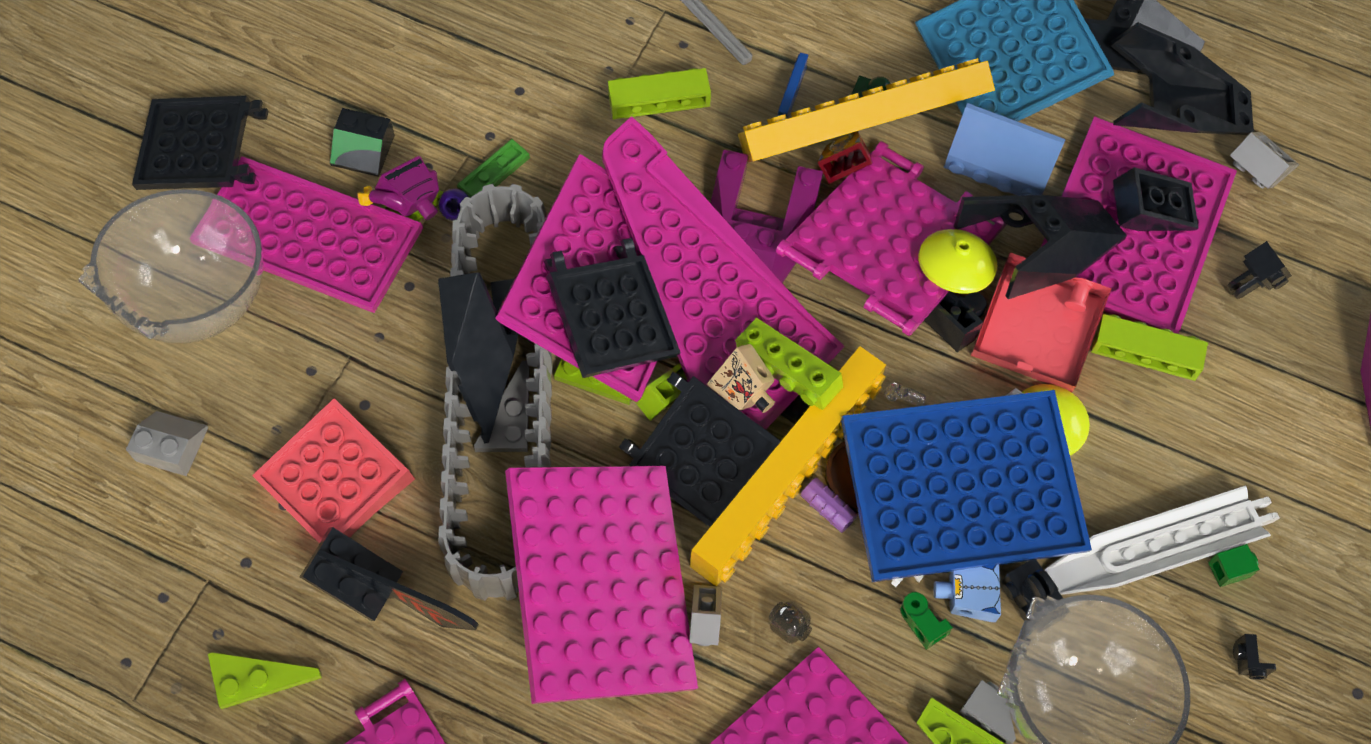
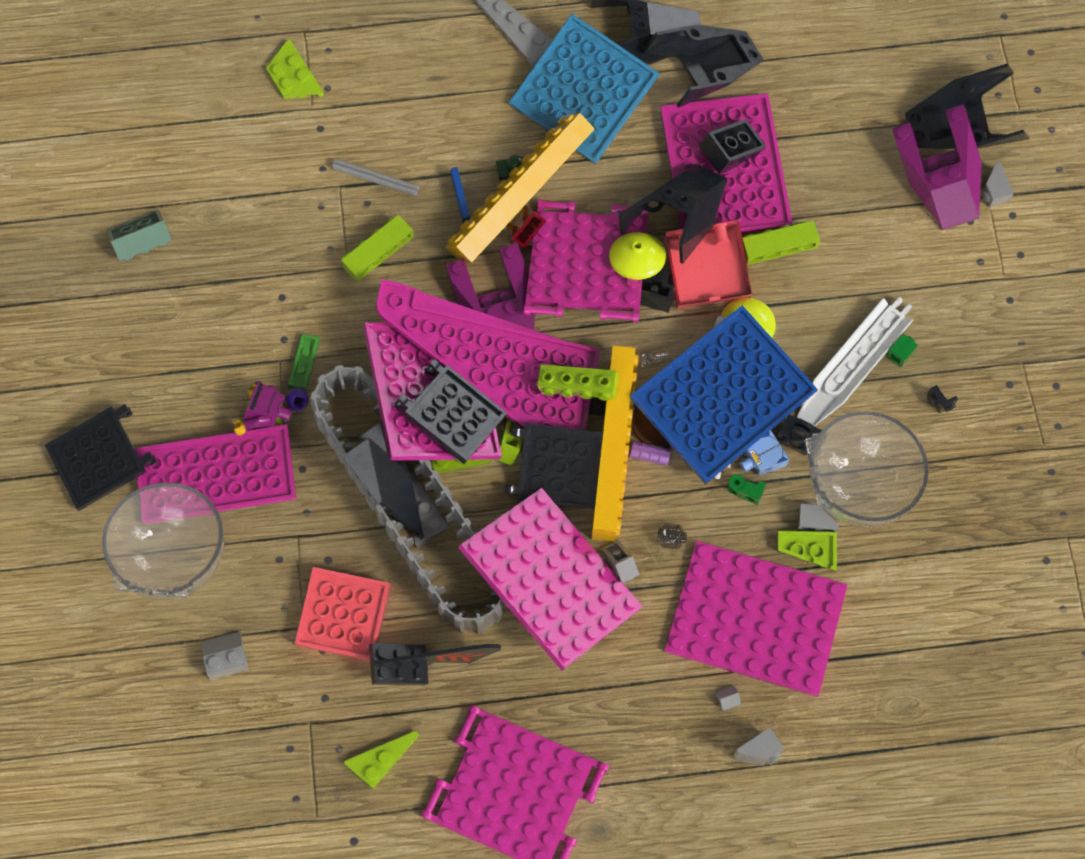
camera: 30 degrees left, 5 degrees up
(361, 142) = (206, 393): black slope -> none
(744, 380) = (559, 408): tan torso -> none
(1003, 152) = (621, 167): medium blue slope -> none
(1263, 160) = (780, 76): light grey slope -> none
(1263, 270) = (820, 151): black brick -> none

